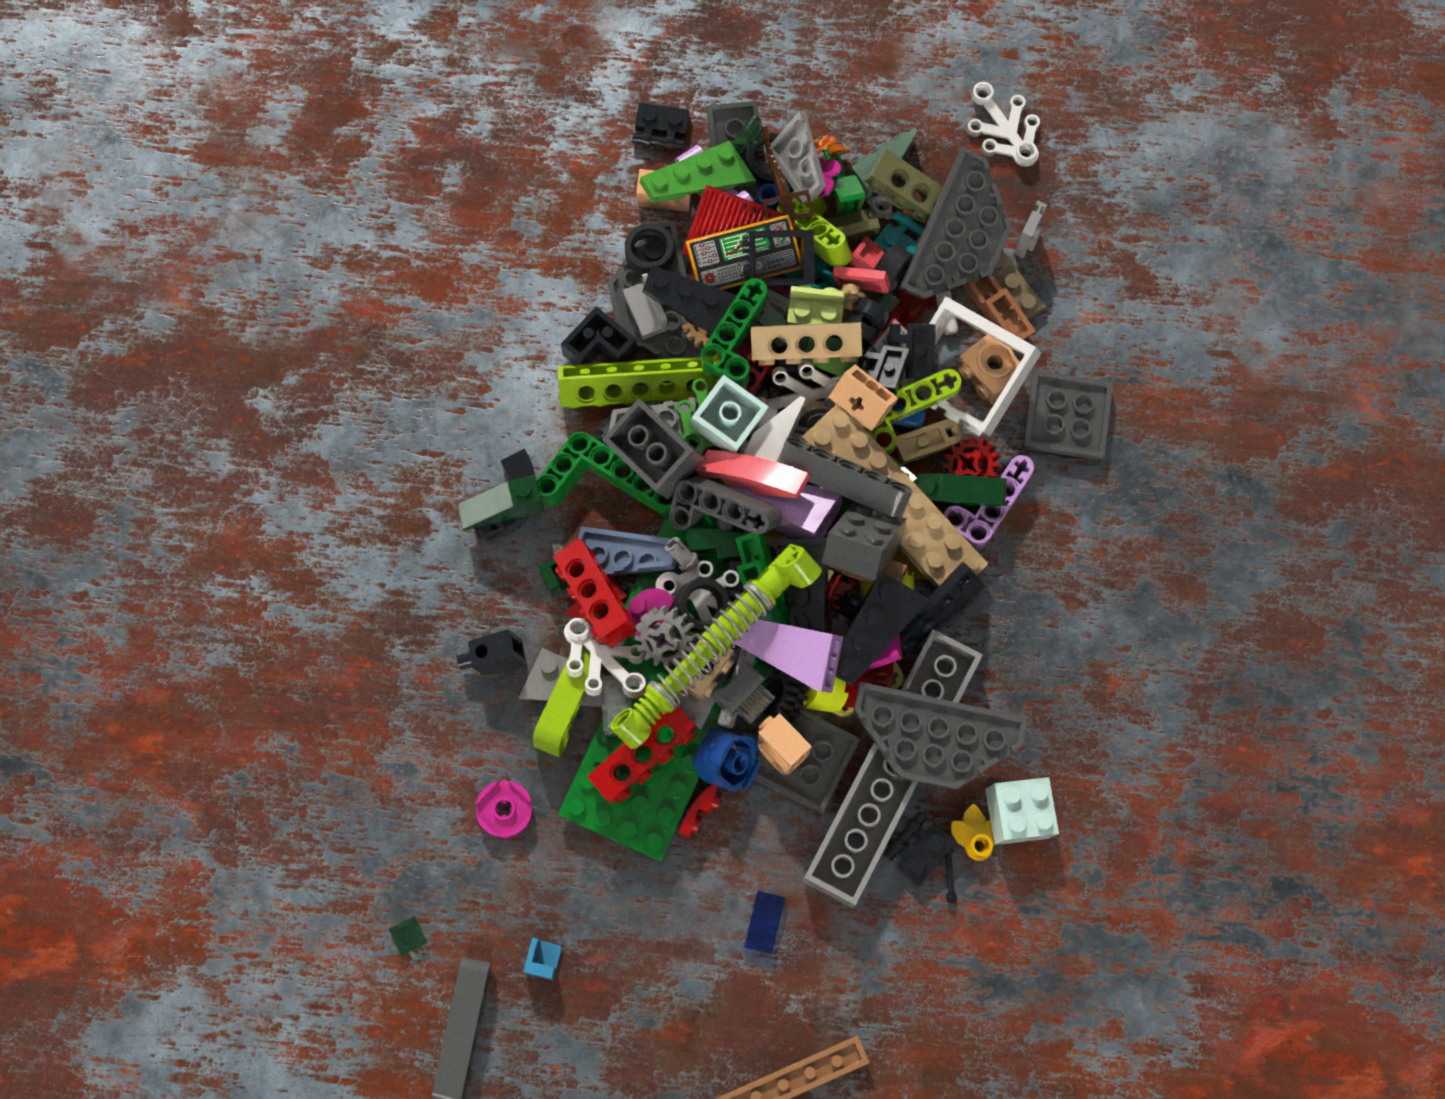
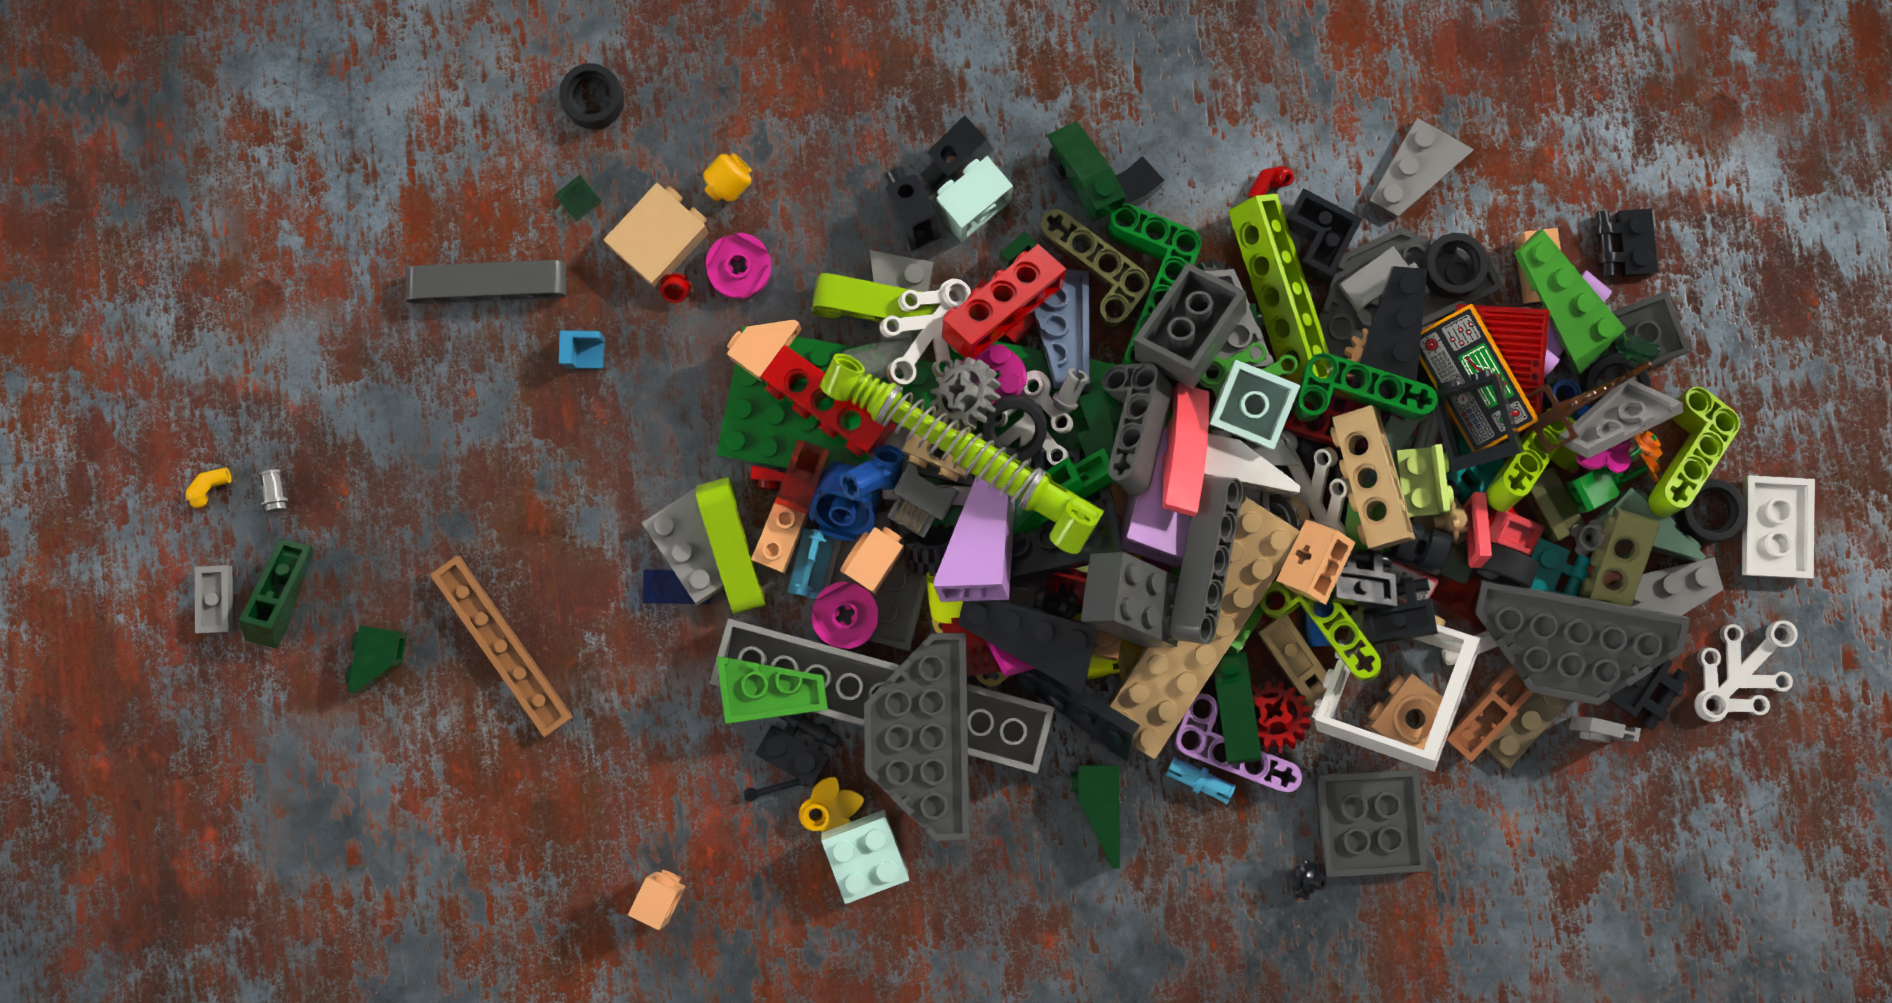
camera: 80 degrees right, 10 degrees up
(302, 895) = (580, 74): none -> black tyre
(426, 801) = (727, 178): none -> yellow head
(453, 596) = (961, 140): none -> black torso
(459, 872) = (657, 234): none -> tan brick
(502, 603) = (973, 198): none -> light aqua brick
(509, 867) = (675, 287): none -> red plate
(542, 371) = (1271, 179): none -> red arm
(562, 262) = (1416, 167): none -> light grey wing
(566, 515) = (1089, 262): none -> olive beam
(582, 799) = (760, 344): none -> light nougat slope
(700, 789) = (802, 477): none -> clear red slope
(713, 725) = (876, 473): none -> blue piece
(732, 904) = (686, 546): none -> light grey wing
(739, 865) = (730, 545): none -> lime beam
(742, 822) = (779, 538): none -> light nougat brick
(770, 804) = (811, 563): none -> medium azure hinge
(828, 767) = (827, 609): none -> dark pink plate
(838, 115) = (1701, 423): none -> lime beam
(873, 856) = (767, 691): none -> bright green wing
(885, 101) = (1736, 517): none -> black tyre
(902, 76) = (1778, 527): none -> white plate
(933, 153) = (1678, 587): none -> light grey wing
(1010, 534) = (1200, 780): none -> medium azure pin
(1011, 202) = (1636, 696): none -> black plate
(1012, 615) = (1099, 798): none -> dark green slope
(1026, 990) = (657, 899): none -> light nougat brick
(1103, 473) = (1306, 880): none -> black plant

